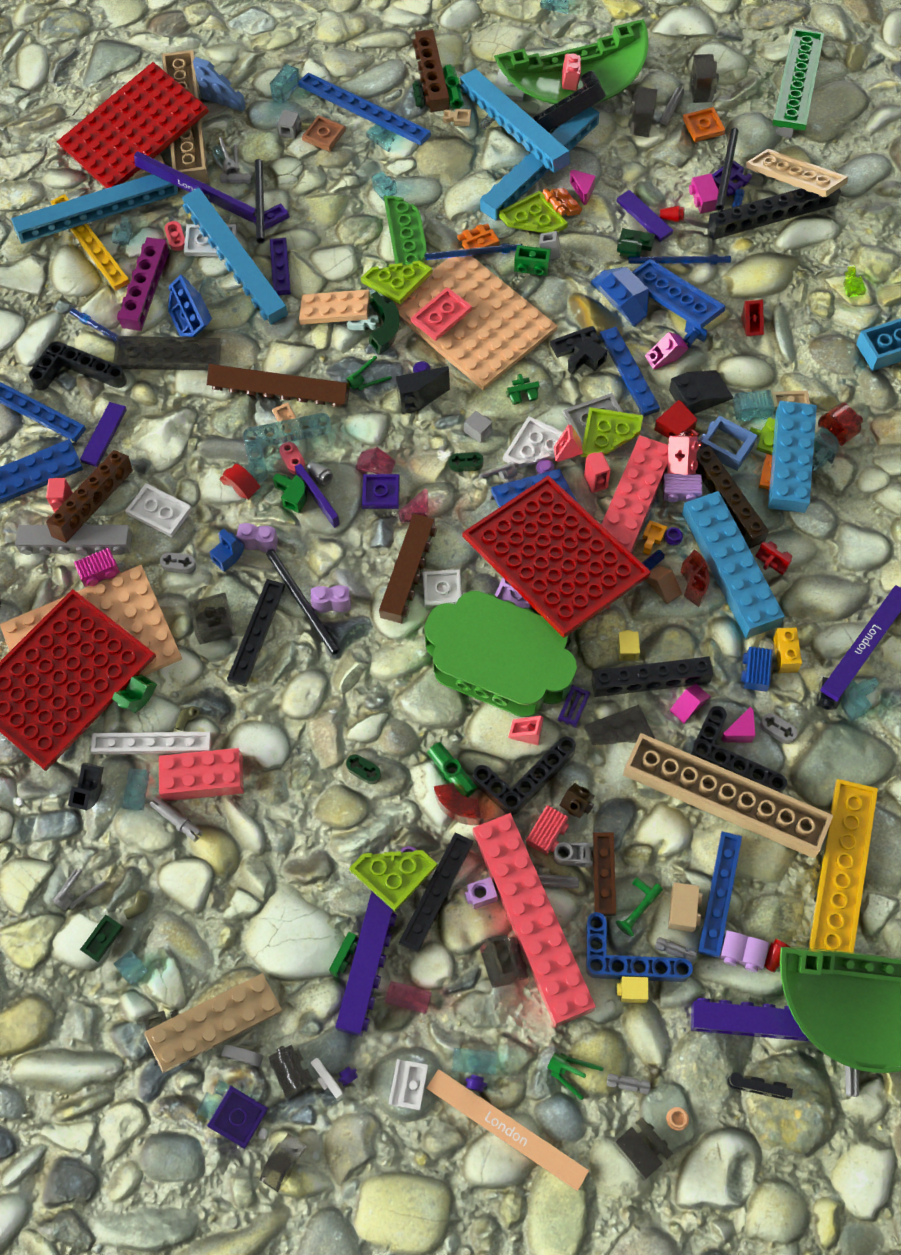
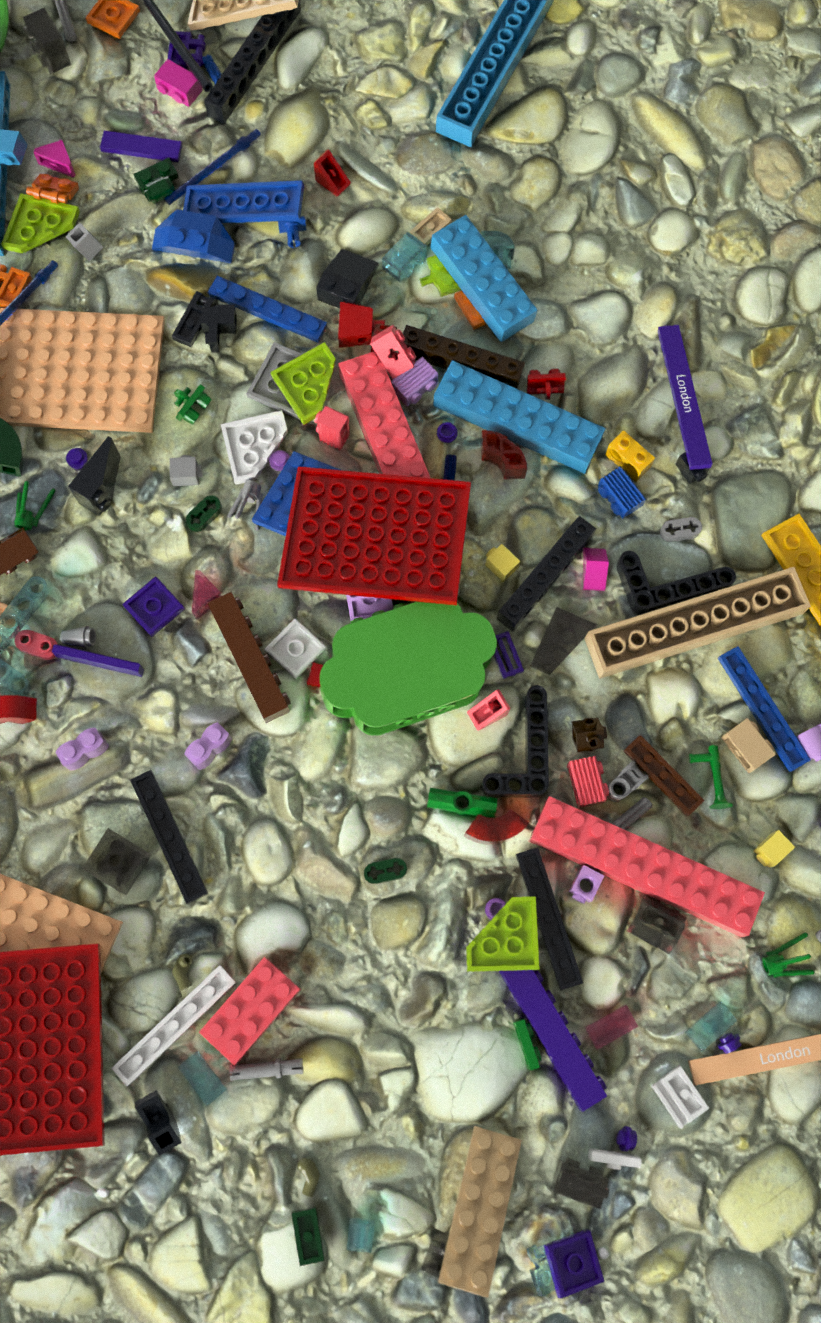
camera: 50 degrees left, 10 degrees up
(64, 896) = (238, 1234): light grey plant -> none
(136, 694) = (115, 995): green brick -> none
(178, 563) = (25, 833): light grey beam -> none
(227, 551) = (66, 787): blue brick -> none
(242, 1055) = (527, 1210): light grey beam -> none
(281, 1162) = (647, 1260): clear smoke brick -> none
(294, 491) = (73, 673): green brick -> none
(302, 601) = (181, 770): black piece -> none
(375, 461) = (120, 582): clear pink slope -> none
(441, 314) = (46, 389): coral plate -> none
(532, 260) = (81, 269): green brick -> none
(568, 445) = (285, 424): coral slope -> none
(627, 962) = (750, 832): blue beam -> none
(653, 534) = (430, 445): light orange plate -> none
(664, 584) = (482, 480): medium nougat slope -> none
(666, 351) = (284, 264): dark pink slope -> none
(673, 213) = (166, 125): red cone -> none
(675, 949) = (772, 785): light grey axle -> none
(726, 457) = (427, 323): medium blue window -> none
(741, 730) = (656, 553): dark pink slope -> none
(842, 422) = (494, 214): clear red brick -> none
(853, 285) = (383, 77): clear neon green plate -> none
(854, 698) = (721, 453): clear light blue brick -> none

